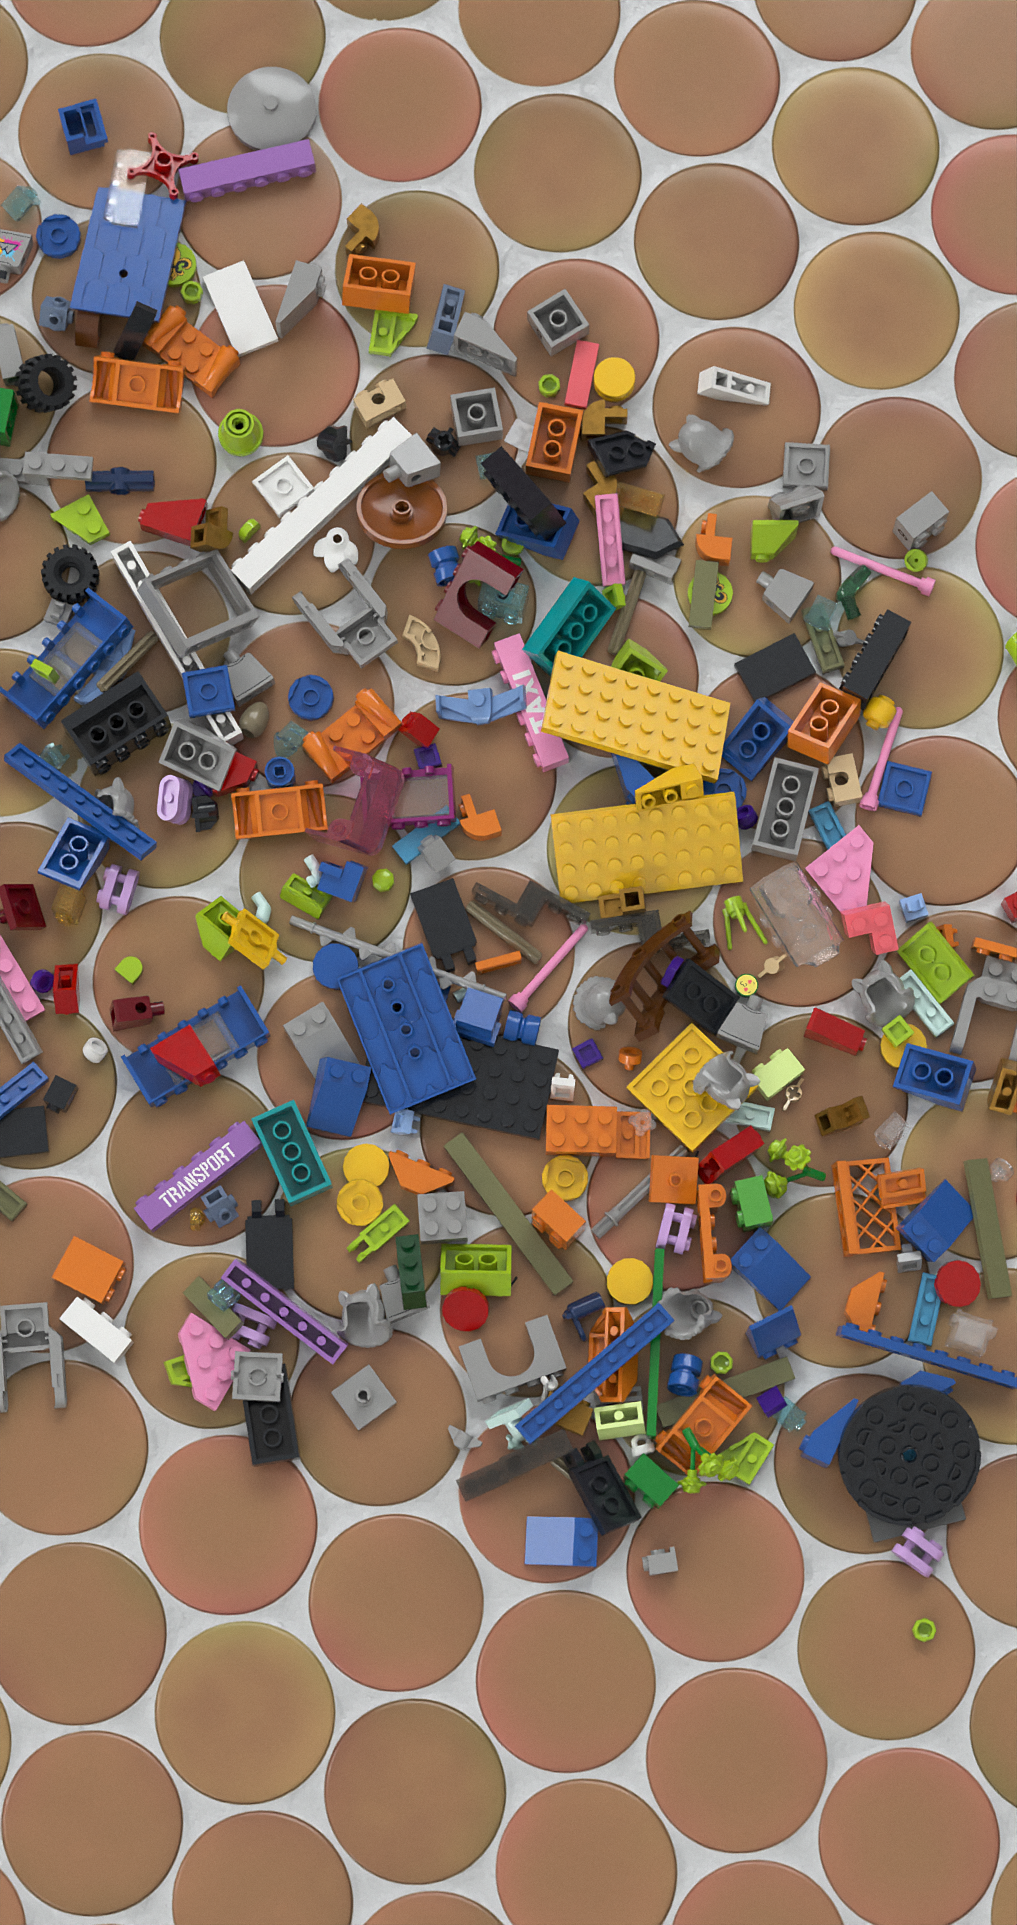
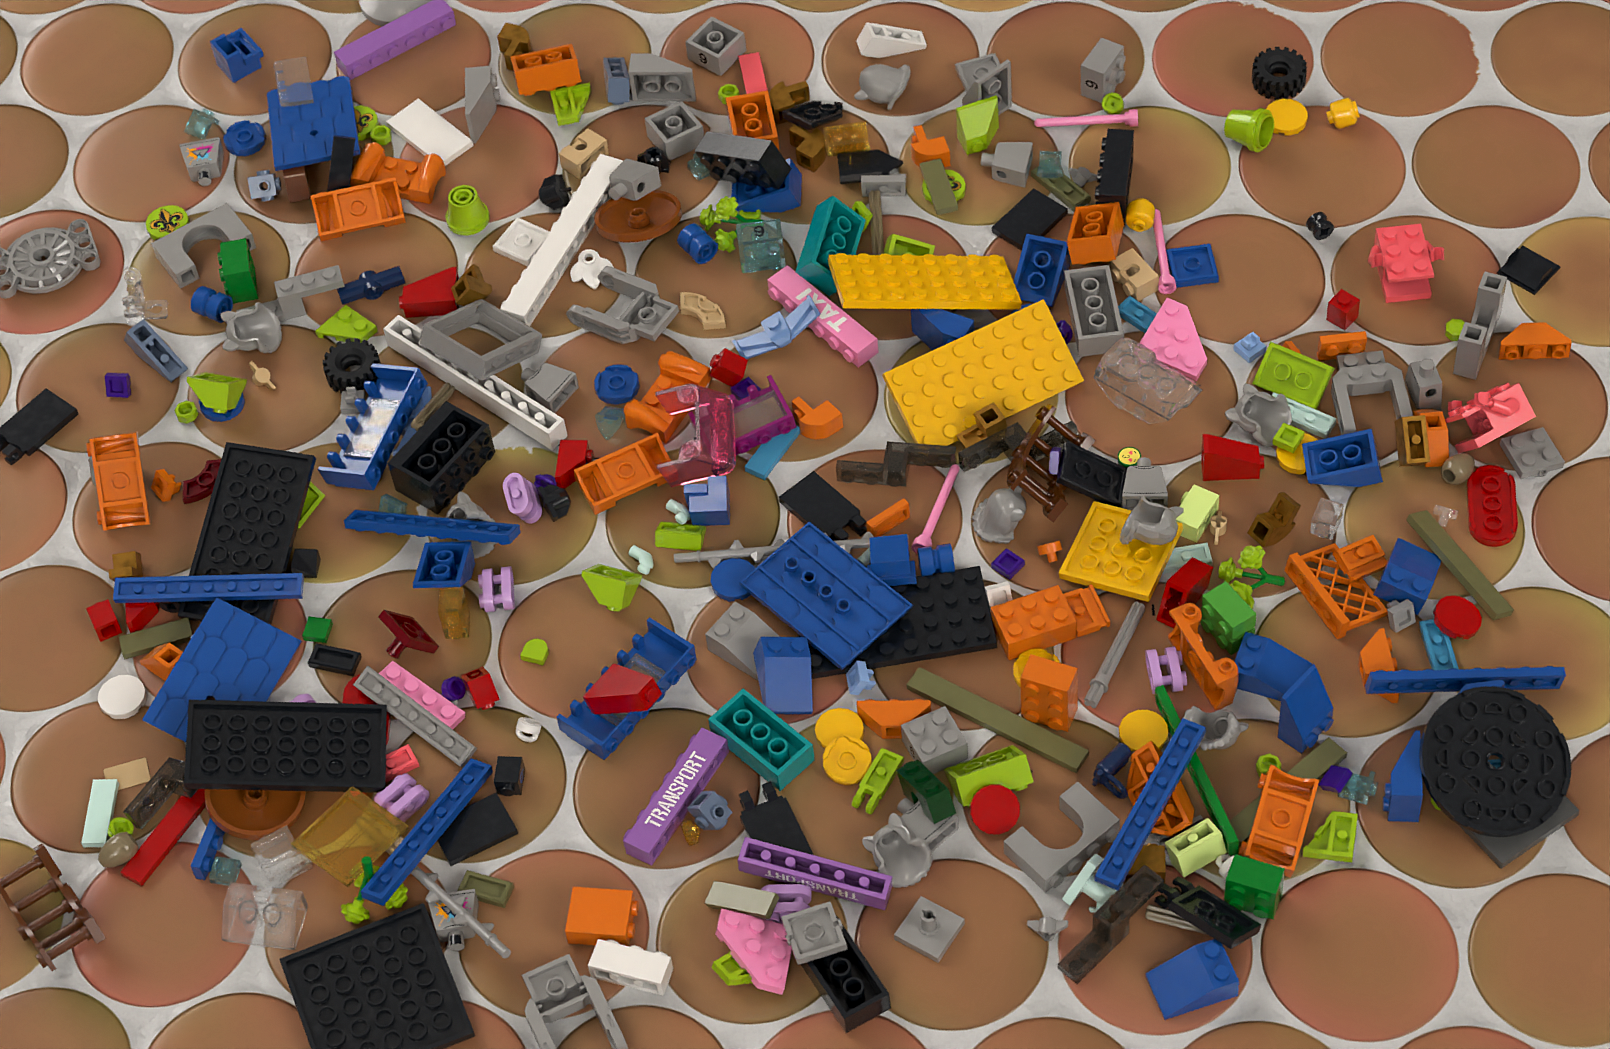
camera: 15 degrees left, 25 degrees down
(45, 671) = (357, 439): lime tile -> none
(62, 383) = (273, 232): black tyre -> none
(125, 1016) = (553, 680): dark red torso -> none
(162, 165) = (317, 58): red piece -> none
(198, 753) = (529, 450): light grey slope -> none
(208, 691) = (519, 398): blue tile -> none
(223, 1295) = (747, 879): clear light blue tile -> none
(248, 530) = (504, 281): lime tile -> none
(253, 938) = (639, 573): yellow plate -> none
(254, 720) = (573, 414): dark tan animal -> none
(280, 773) = (612, 439): blue wheel -> none
(383, 880) = (748, 497): lime tile -> none
(435, 852) = (788, 453): light grey brick -> none
(455, 609) = (719, 269): arch -> none
(504, 932) = (880, 496): dark tan axle -> none
(548, 1386) = (1107, 839): white hand -> none
(610, 539) = (834, 170): bright pink tile -> none
(614, 379) = (783, 67): yellow head -> none
(642, 1116) = (1088, 586): clear plate -> none
(660, 1562) = (1302, 960): light grey brick -> none
(672, 786) = (982, 314): yellow slope -> none
(673, 1179) = (1141, 629): orange plate -> none
(684, 1374) = (1238, 784): blue wheel -> none
(710, 1466) = (1309, 836): lime plant -> none
(737, 909) = (1089, 403): lime plant -> none
(773, 965) = (1146, 432): tan piece -> none
(849, 588) = (1065, 143): clear green arm -> none
(876, 922) = (1221, 361): coral brick -> none
(916, 1538) = (1550, 853): lavender brick -> none
(924, 1630) = (1595, 922): lime tile -> none
(969, 1333) = (1493, 646): clear plate -> none

